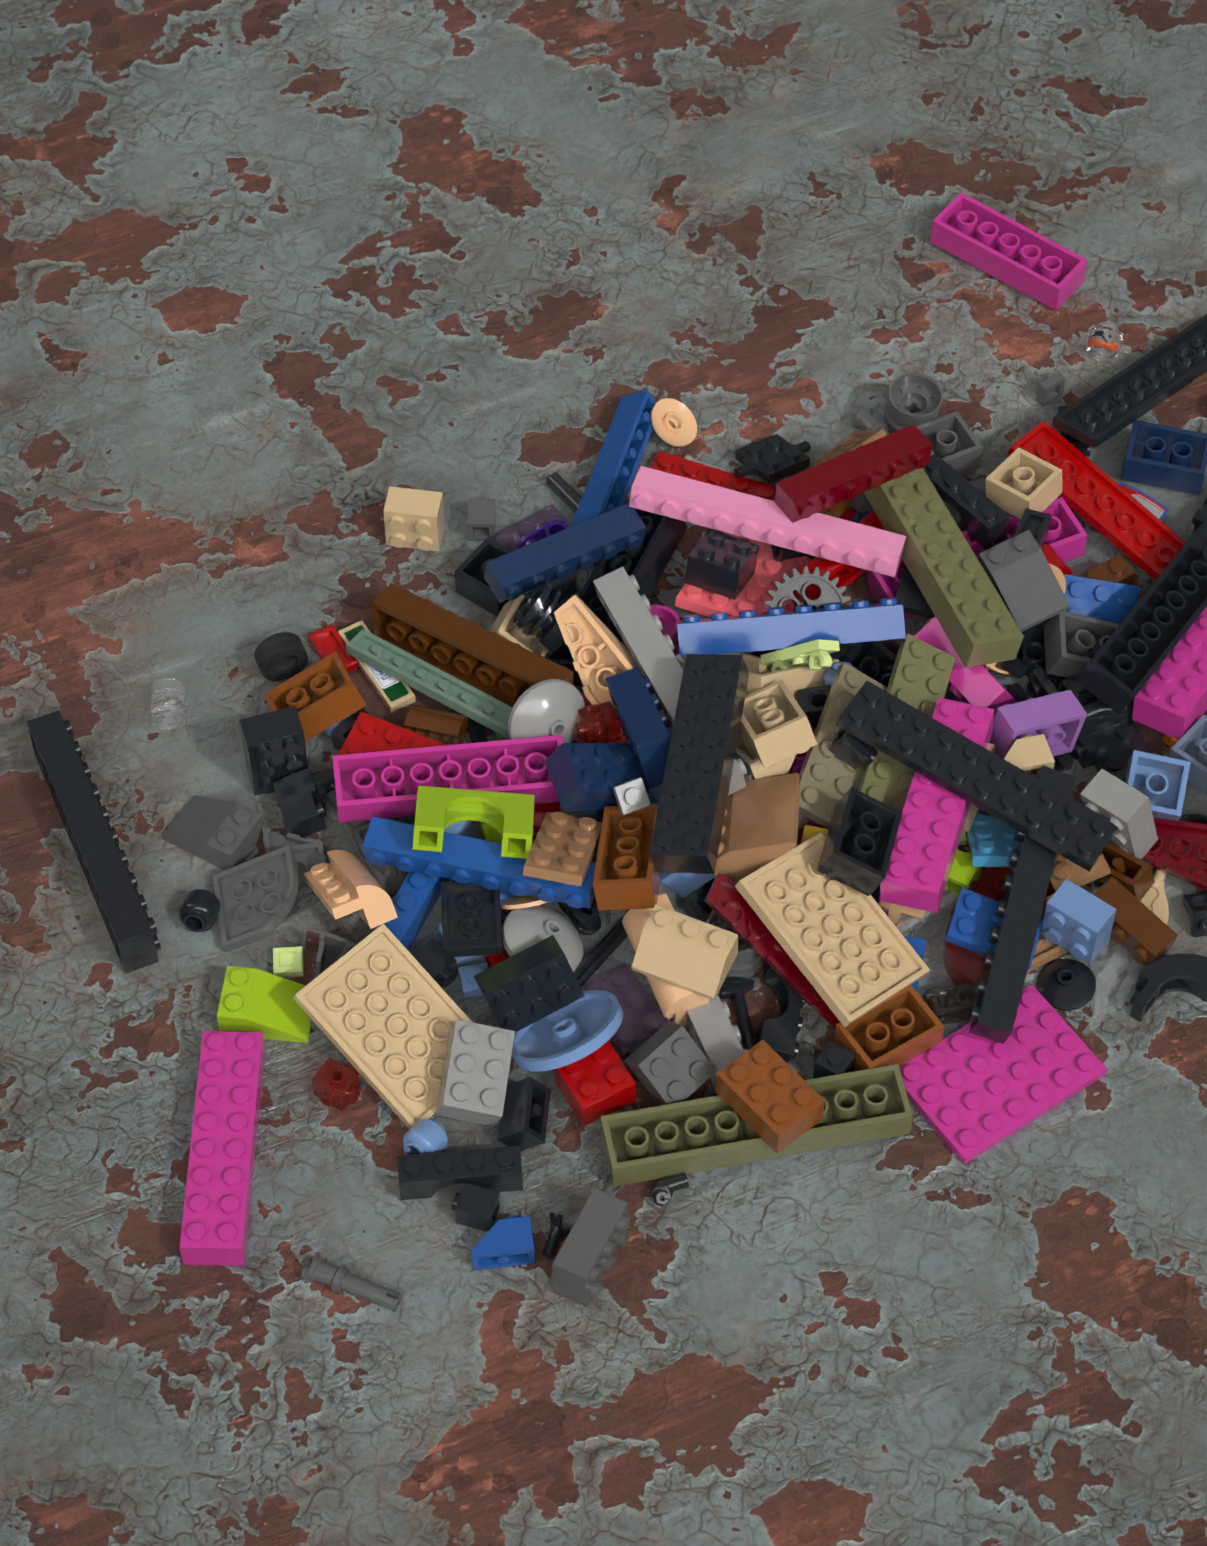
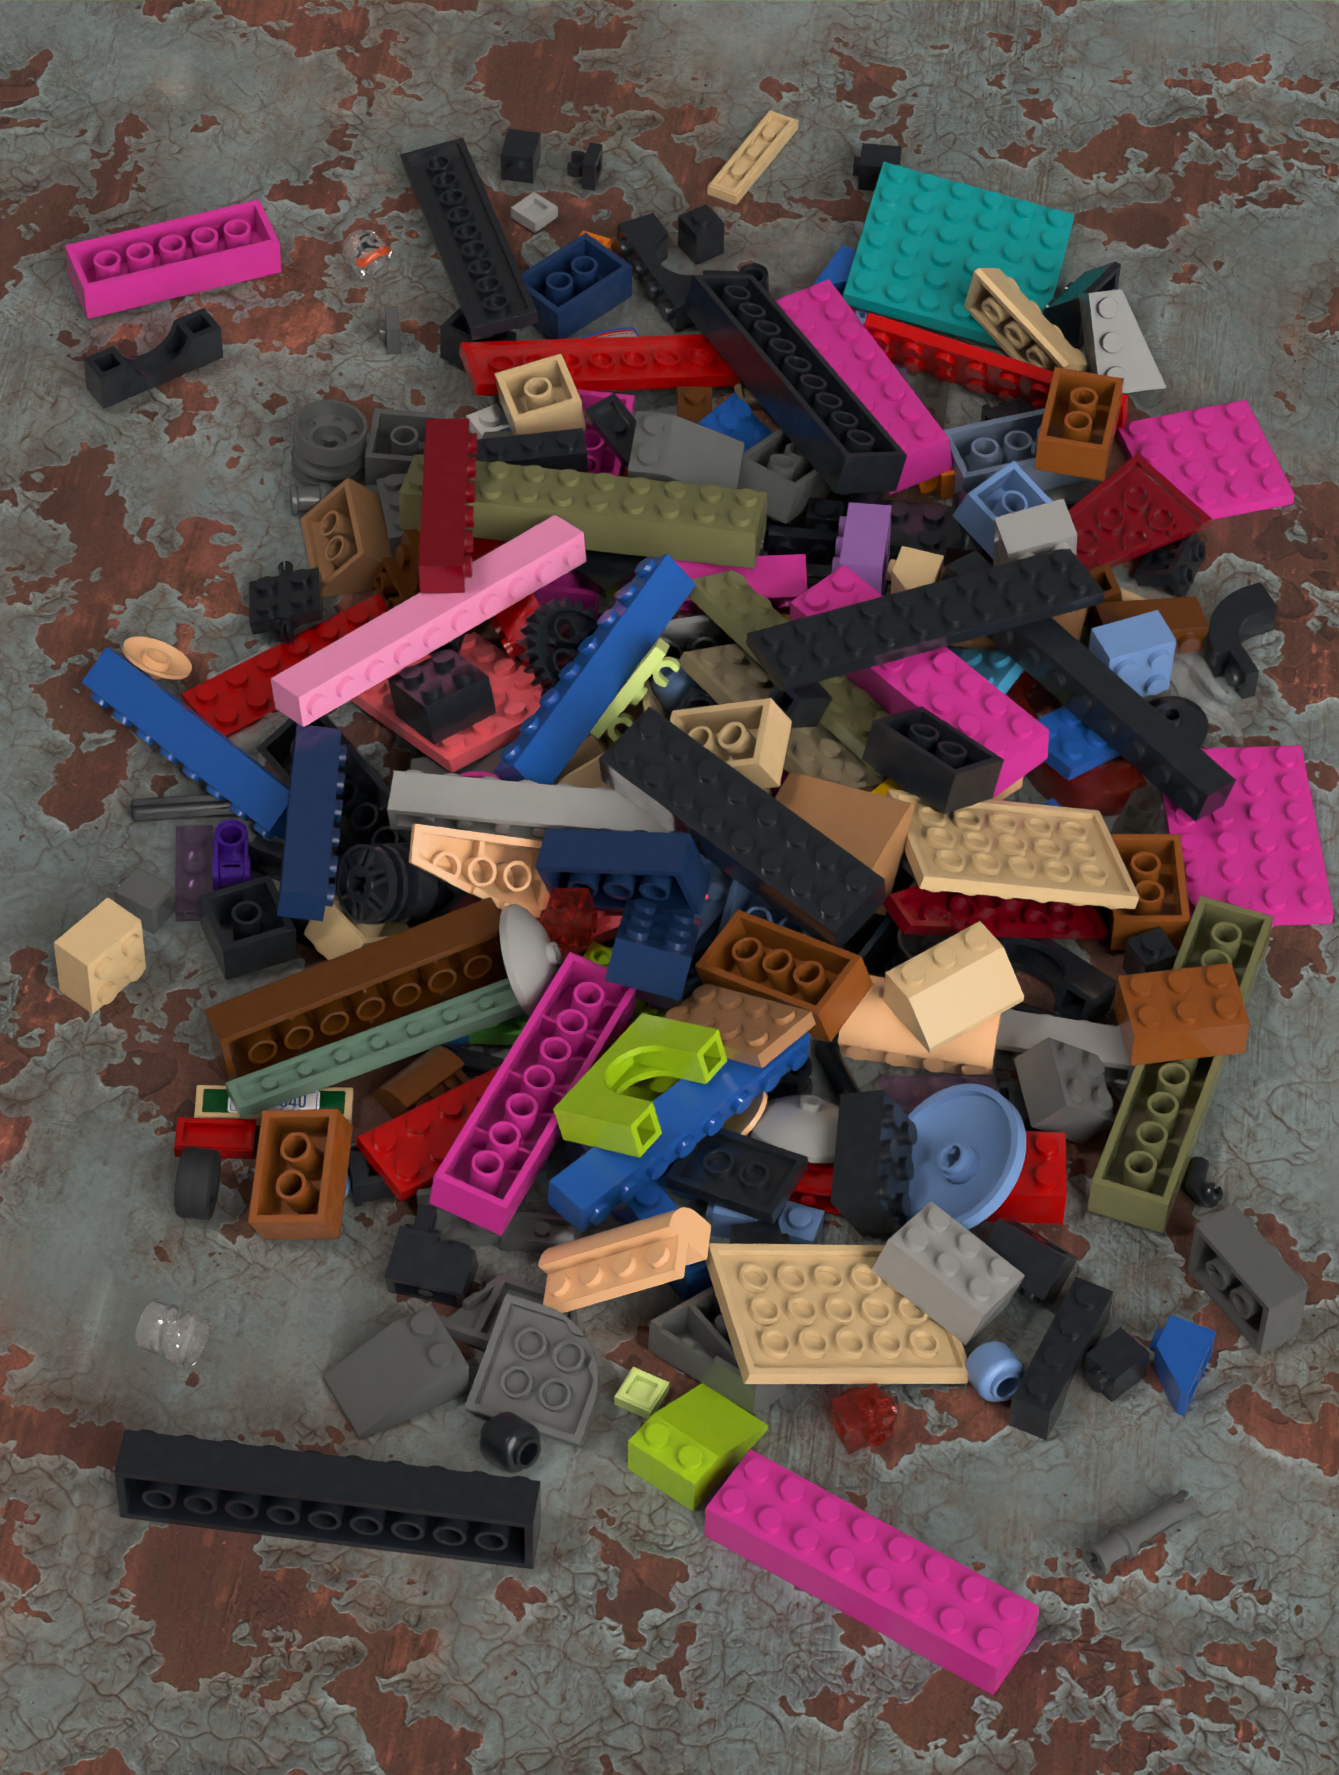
camera: 60 degrees left, 5 degrees down
(273, 747) = (354, 1245): black brick -> none
(555, 1235) = (1189, 1311): black bar -> none
(631, 795) = (715, 925): light grey plate -> none
(887, 279) = (188, 346): none -> black arch

